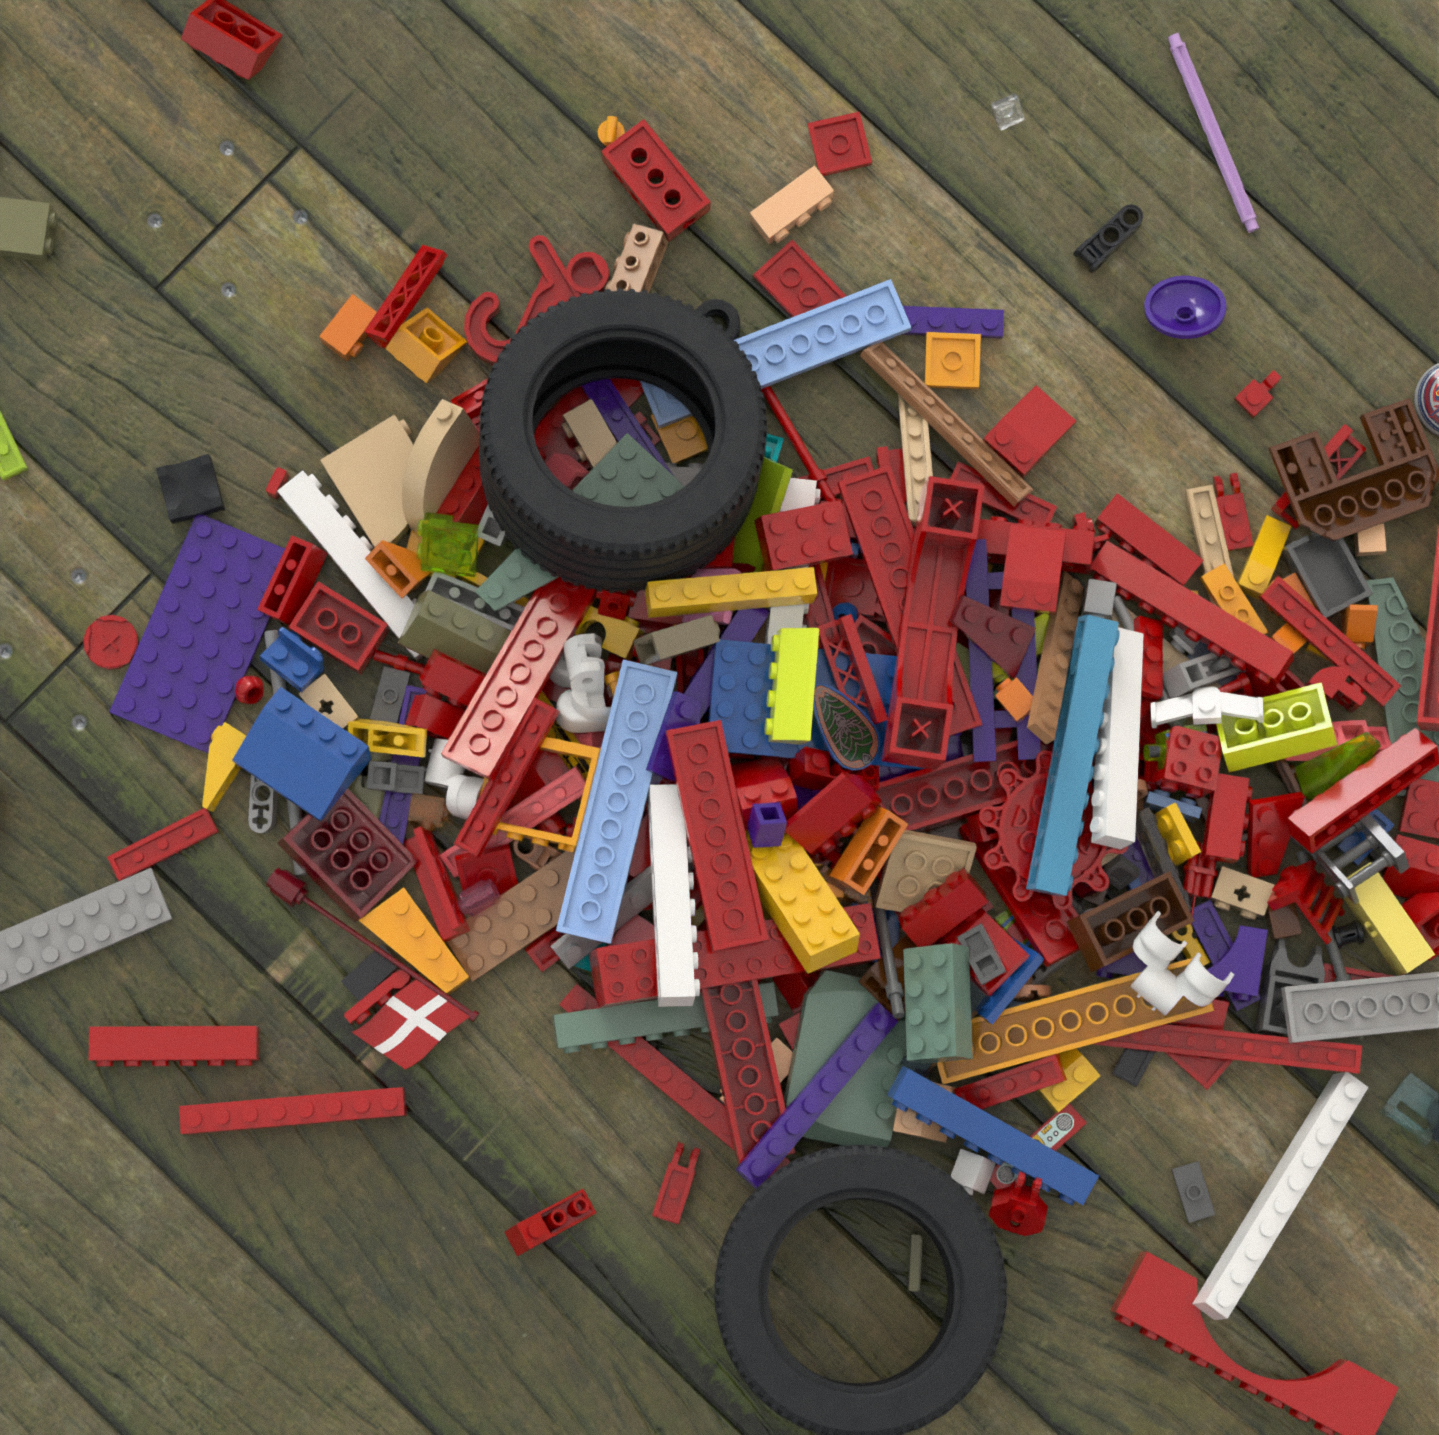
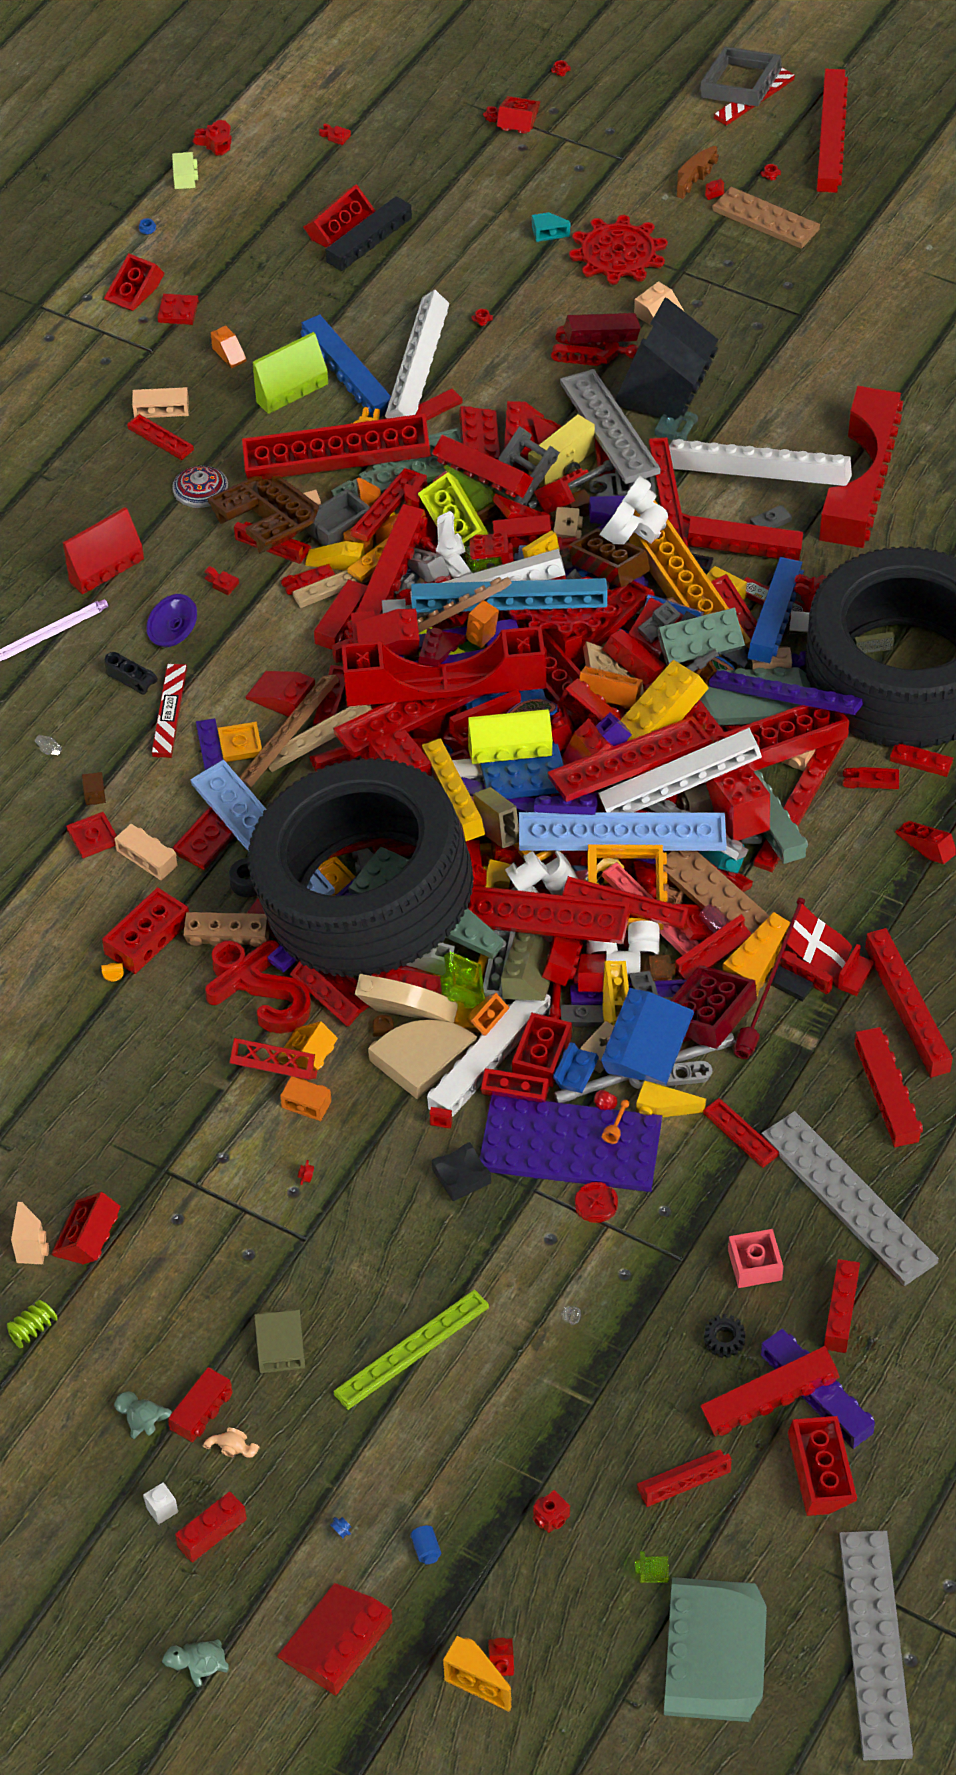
camera: 100 degrees left, 30 degrees down
(190, 681) = (613, 1129): none -> orange hinge
(242, 305) = (305, 1172): none -> red plate
(361, 1061) = (855, 972): none -> red panel
(694, 1264) = (921, 759): none -> red plate
(909, 1144) = (798, 660): none -> dark purple plate
(915, 157) = (94, 788): none -> reddish brown brick
(1035, 280) = (169, 710): none -> tile
(1151, 1137) = (744, 538): none -> red brick
(1328, 234) = (102, 551): none -> red slope

